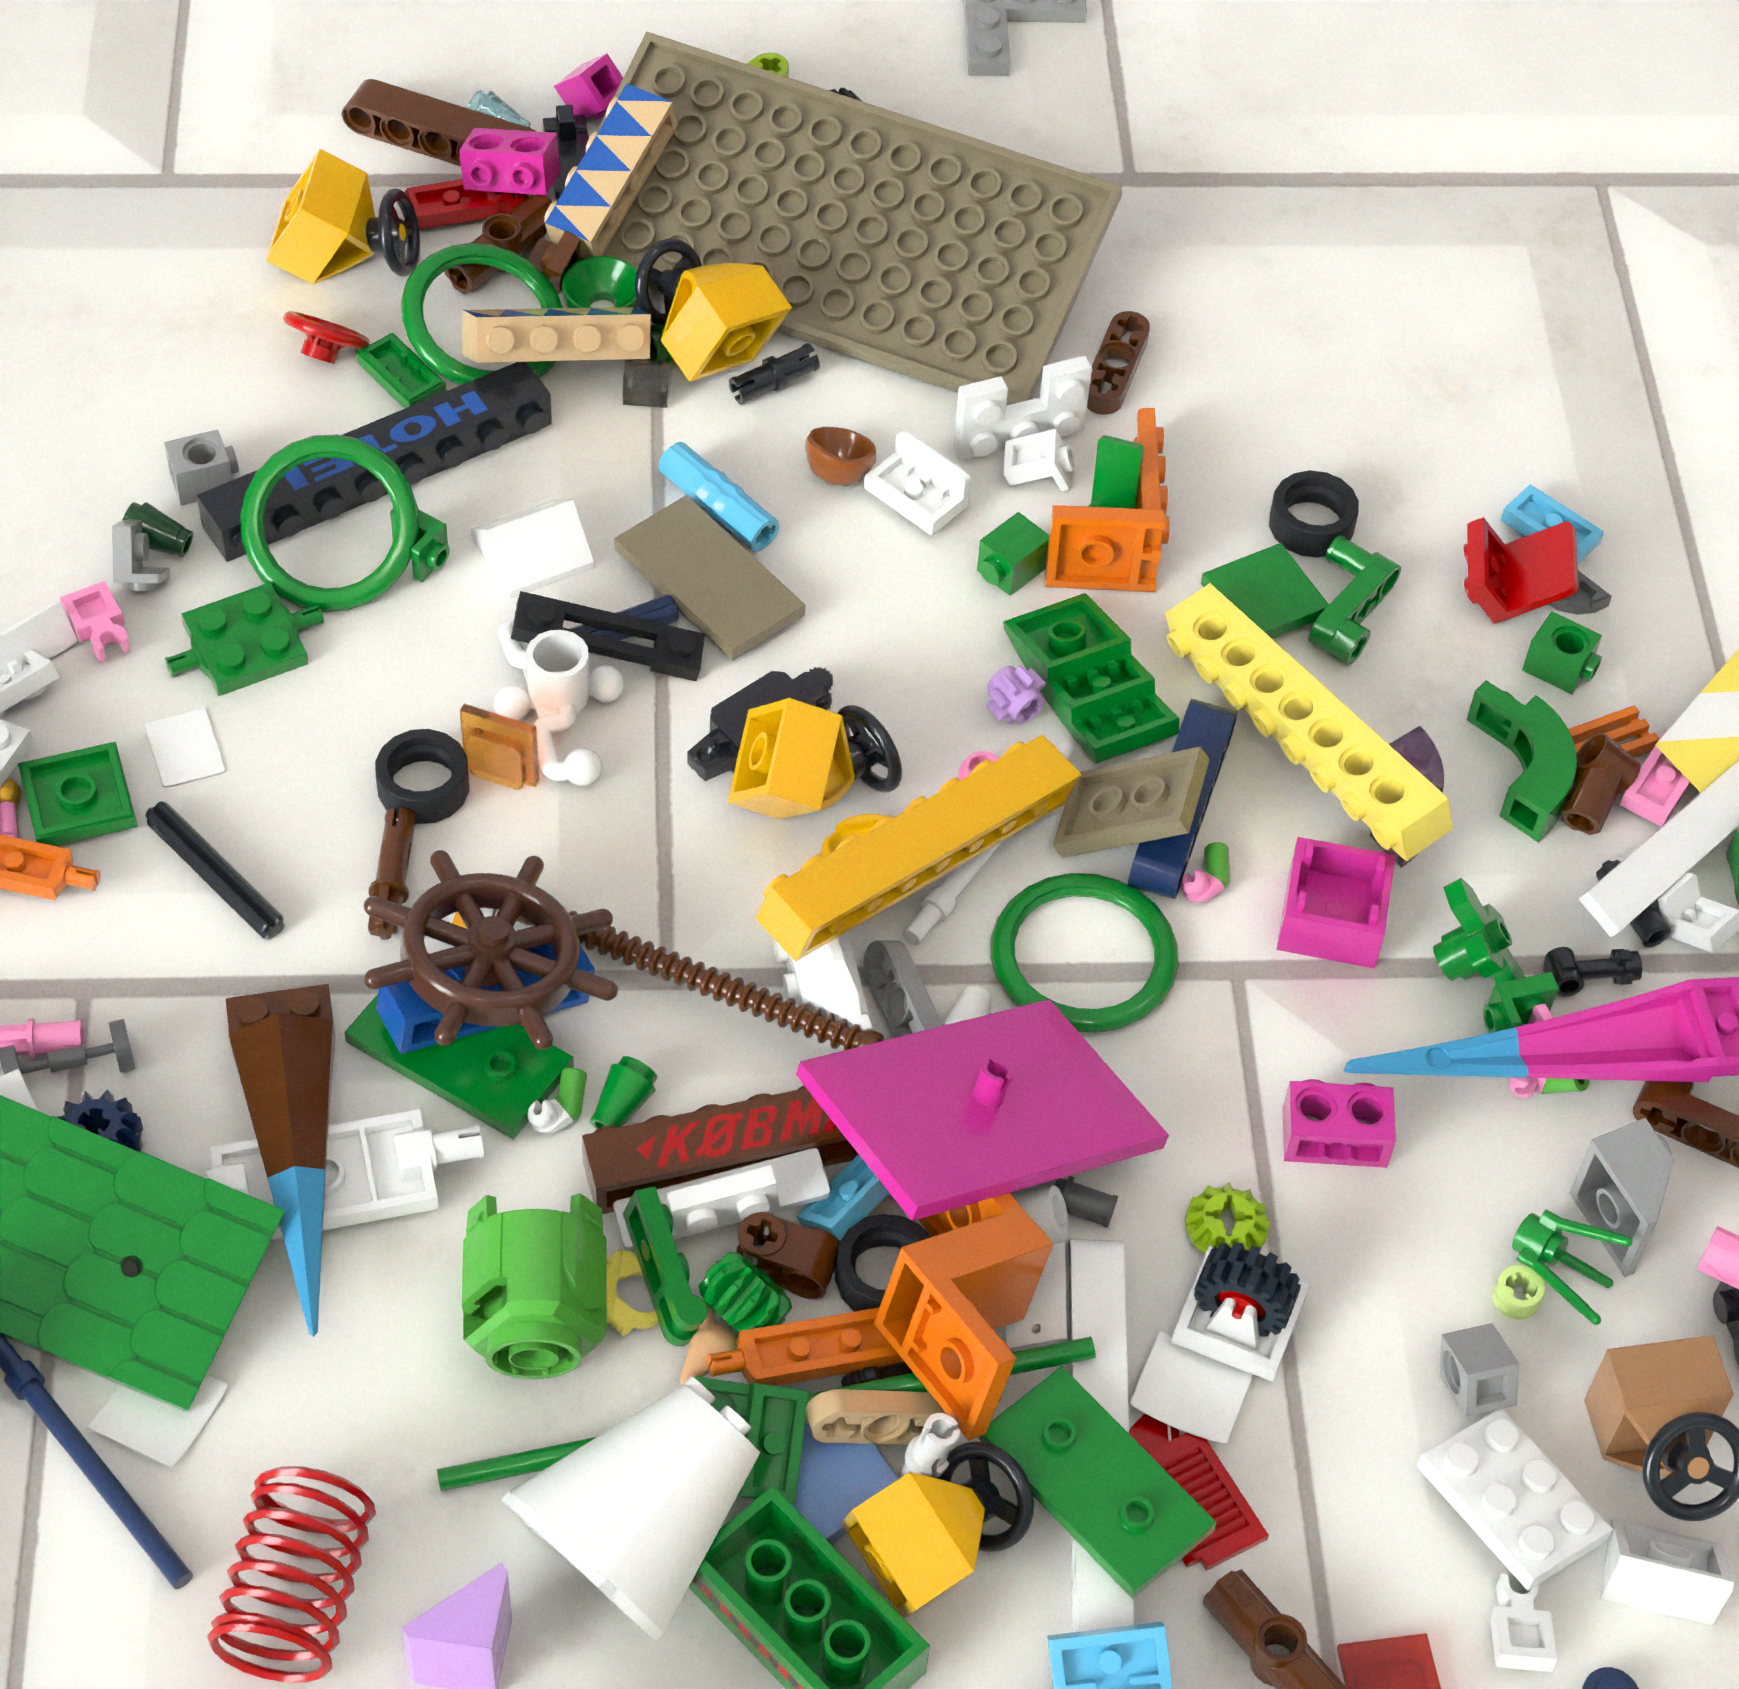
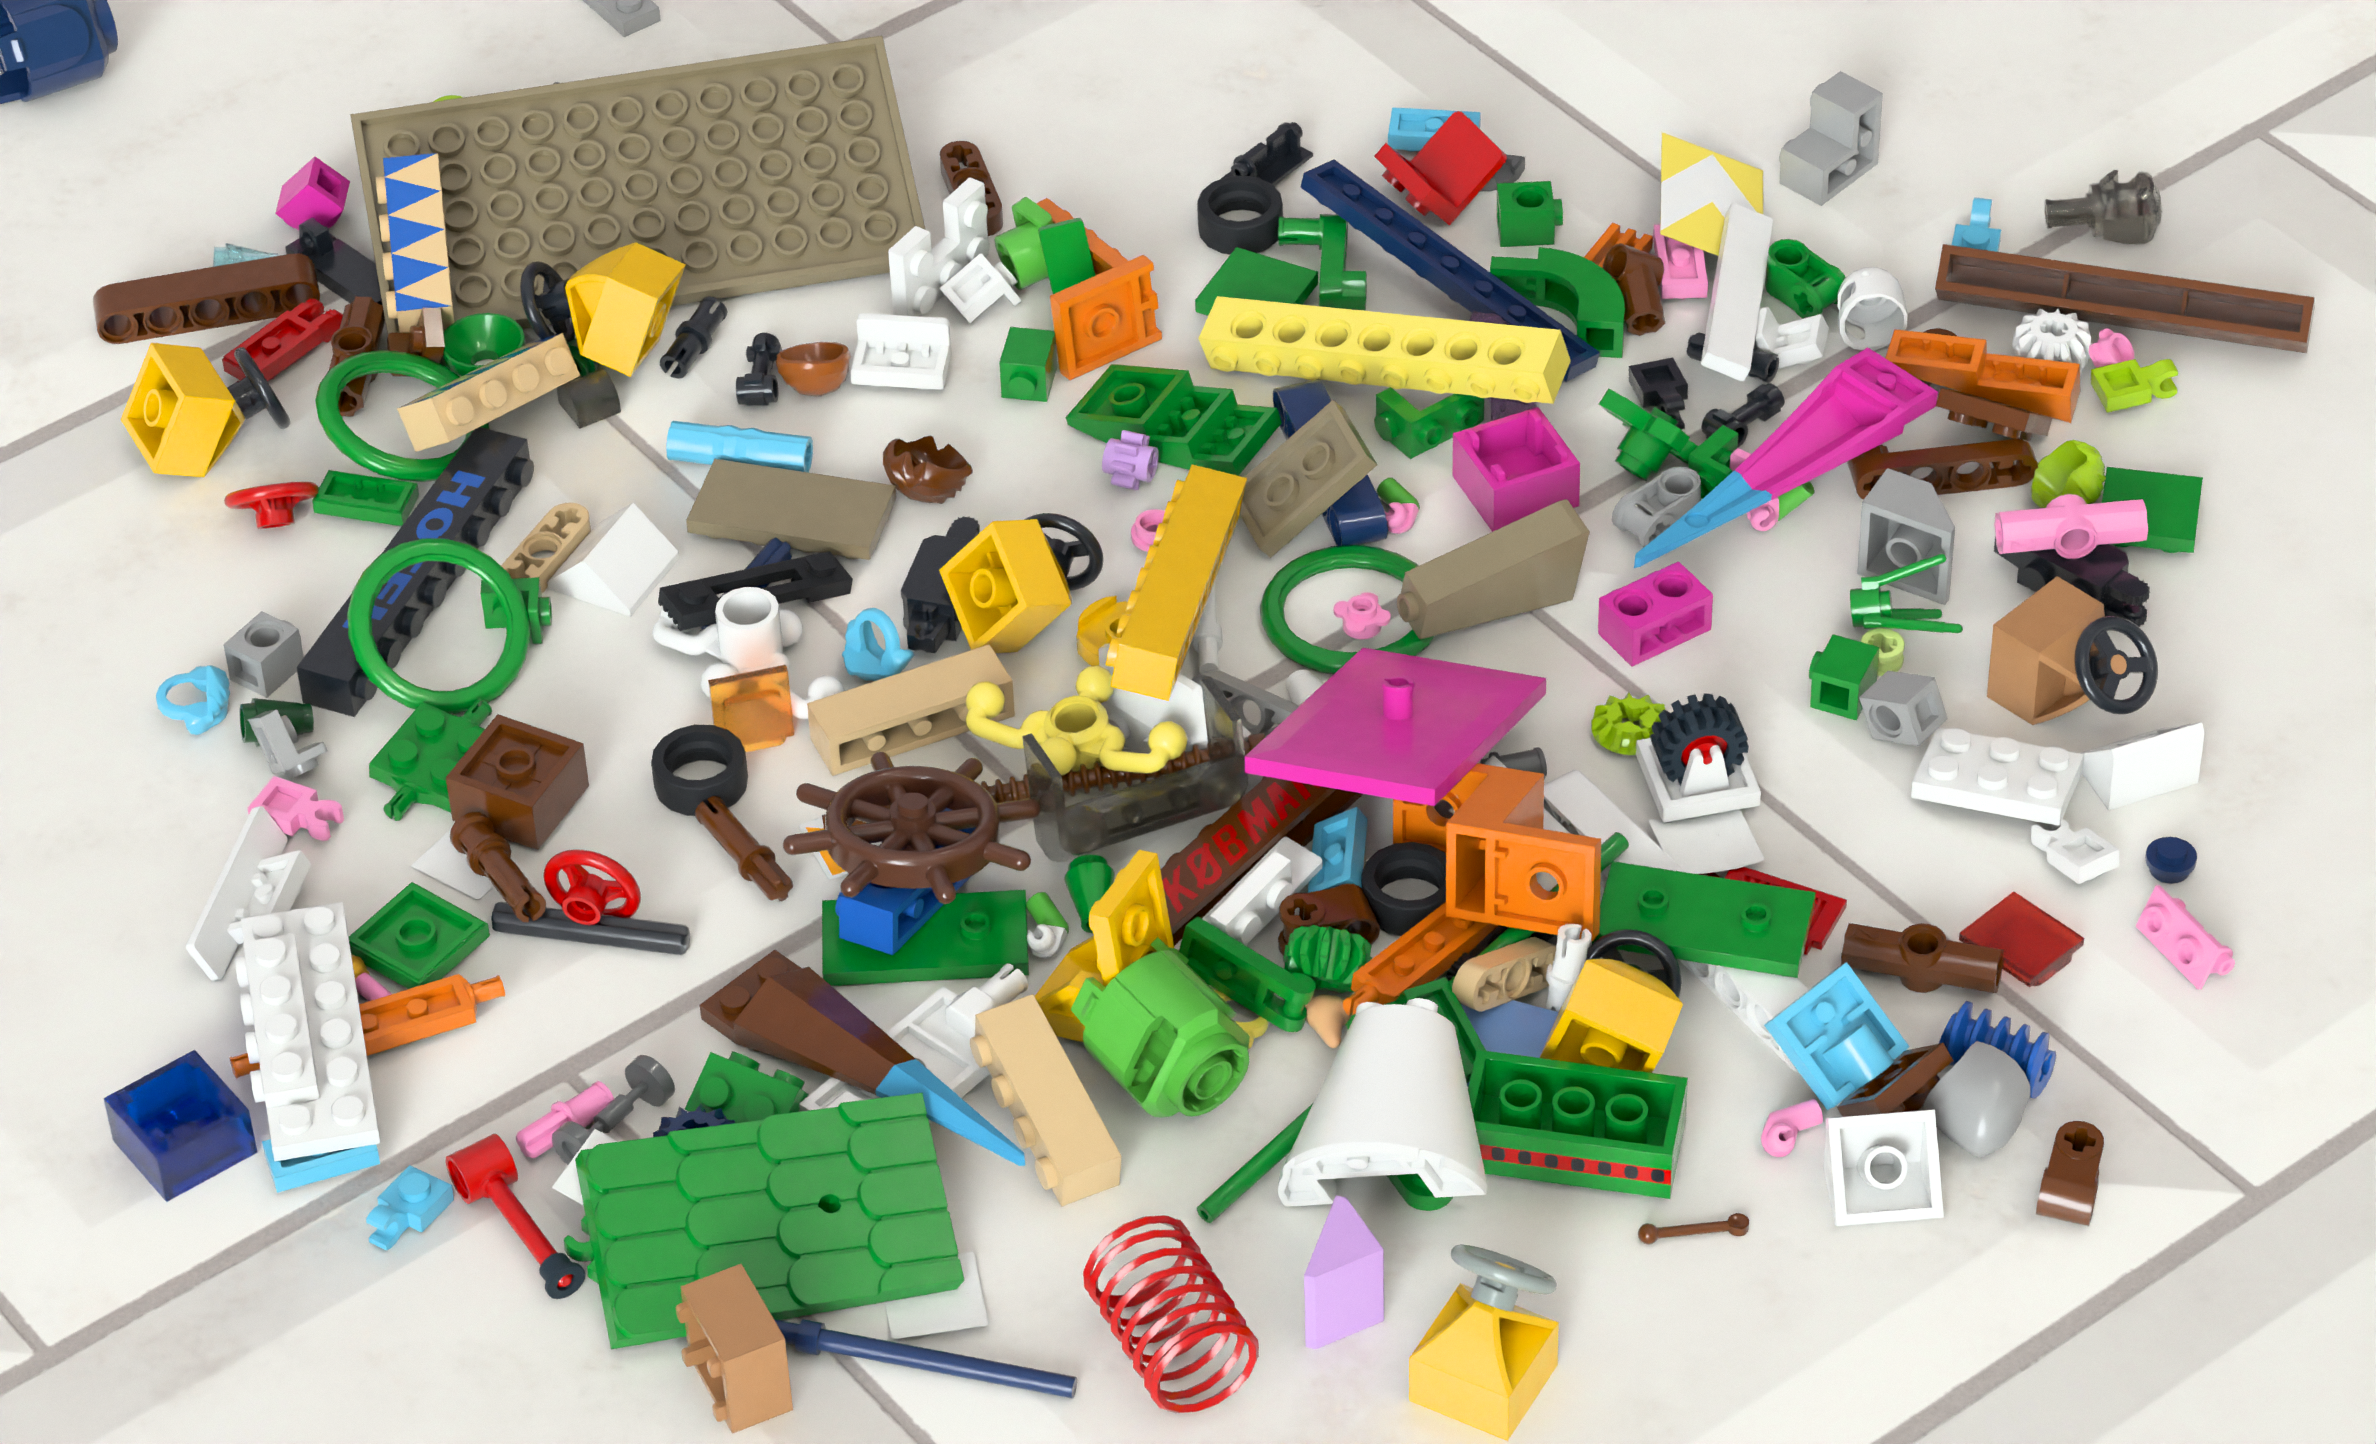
camera: 30 degrees left, 10 degrees down
(130, 482) = (200, 715): none -> medium azure piece
(182, 1111) = (743, 1090): none -> green bracket
(189, 756) = (491, 857): none -> reddish brown pin
(222, 839) = (588, 892): none -> red piece
(267, 701) = (519, 780): none -> reddish brown container
(392, 1282) = (1046, 1100): none -> tan brick
(510, 161) = (309, 283): dark pink brick -> none
(514, 481) = (549, 537): none -> tan beam
(549, 1168) = (1123, 928): none -> yellow bracket
(633, 823) = (903, 710): none -> tan brick
(649, 750) = (863, 654): none -> medium azure piece
(708, 1040) = (1144, 807): none -> clear smoke windscreen
(721, 936) = (1075, 728): none -> light yellow wheel
(788, 448) = (759, 386): none -> black bar
(842, 602) = (924, 471): none -> reddish brown hair
(1072, 977) = (1362, 616): none -> bright pink plate
(1089, 432) = (1021, 246): none -> bright green piece
(1217, 1001) = (1498, 575): none -> dark tan slope
(1299, 813) = (1423, 430): none -> green bracket
(1388, 478) = (1276, 158): none -> black hinge
(1432, 1016) = (1658, 503): none -> light grey piece
(1441, 674) = (1434, 257): none -> dark blue plate
(1456, 1296) = (1842, 676): none -> green brick
(1539, 893) = (1660, 385): none -> black plate

